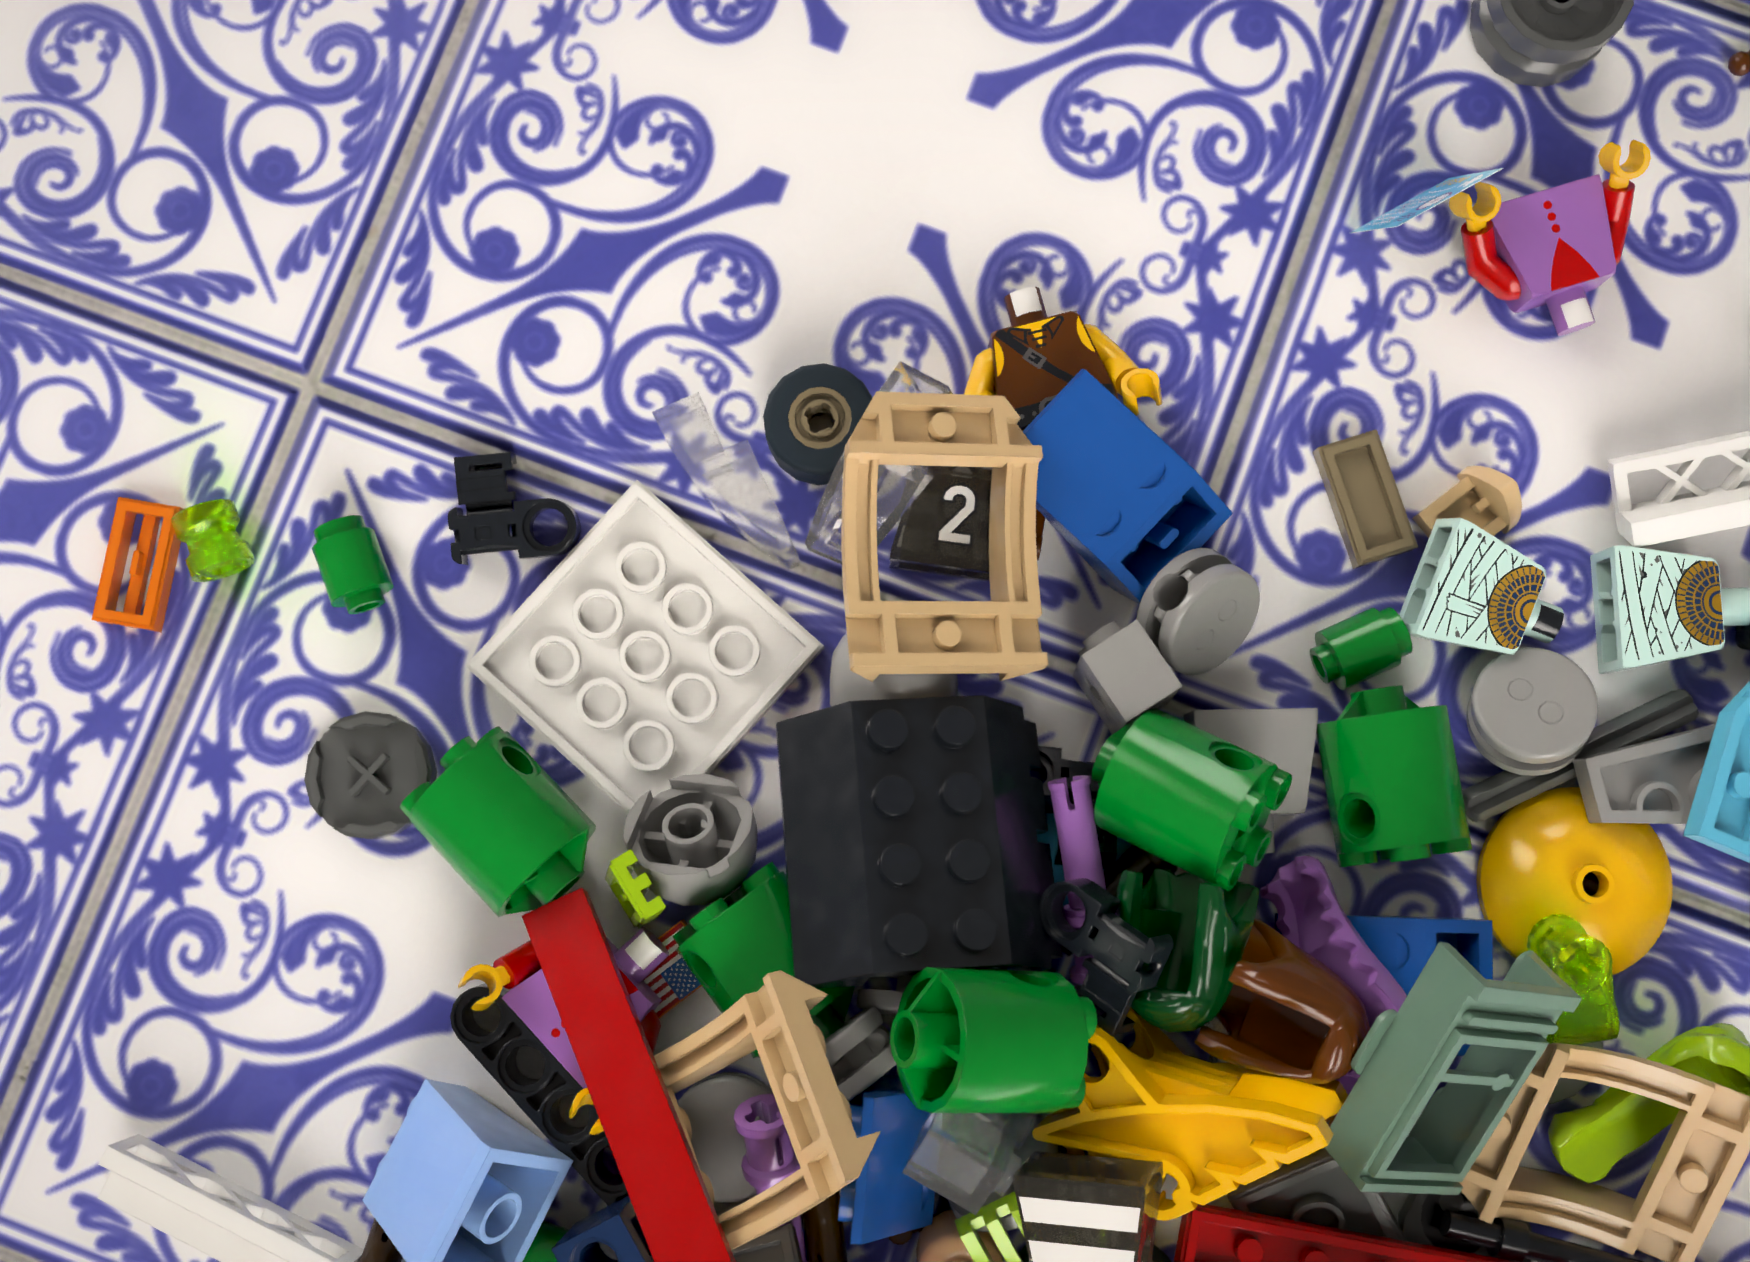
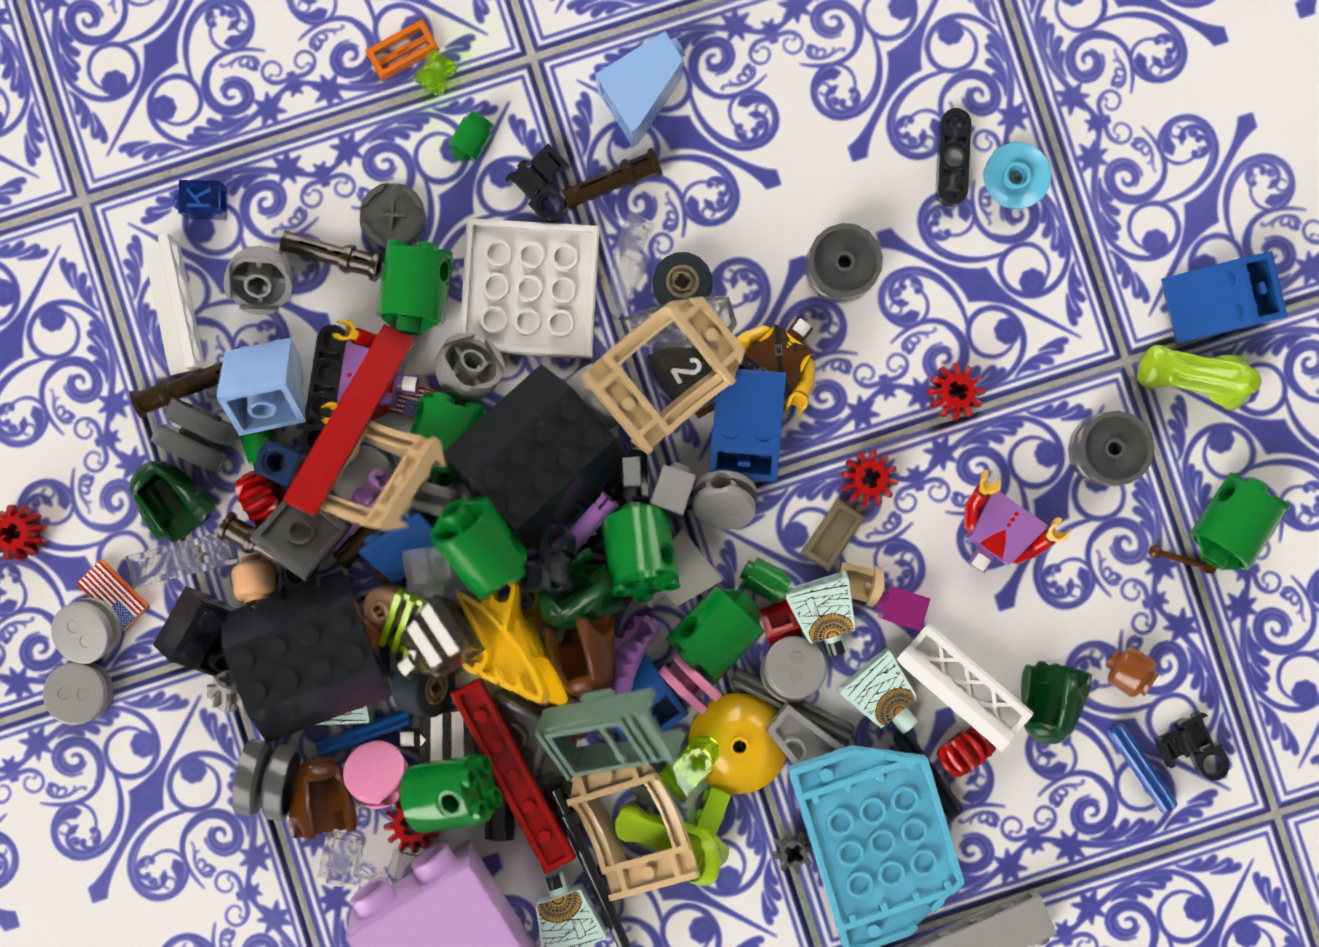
camera: 55 degrees right, 5 degrees up
(104, 1048) = (201, 199): none -> clear blue brick
(296, 1058) = (258, 280): none -> light grey cylinder
(376, 895) = (346, 258): none -> dark brown pin
(477, 253) = (641, 84): none -> light blue slope
(593, 381) = (626, 174): none -> dark brown pin
(631, 891) = (428, 360): lime tile -> none
(980, 168) = (862, 257): none -> dark grey wheel
(1056, 710) = (636, 474): none -> black piece
(1300, 138) = (956, 379): none -> red gear
(1344, 371) = (879, 484): none -> red gear
(1425, 201) = (977, 461): medium azure sticker -> none
(1438, 884) = (689, 683): none -> bright pink head
(1440, 676) = (779, 622): none -> red slope
(1561, 477) = (902, 607): none -> magenta brick
(1653, 1002) = (713, 809): none -> lime piece

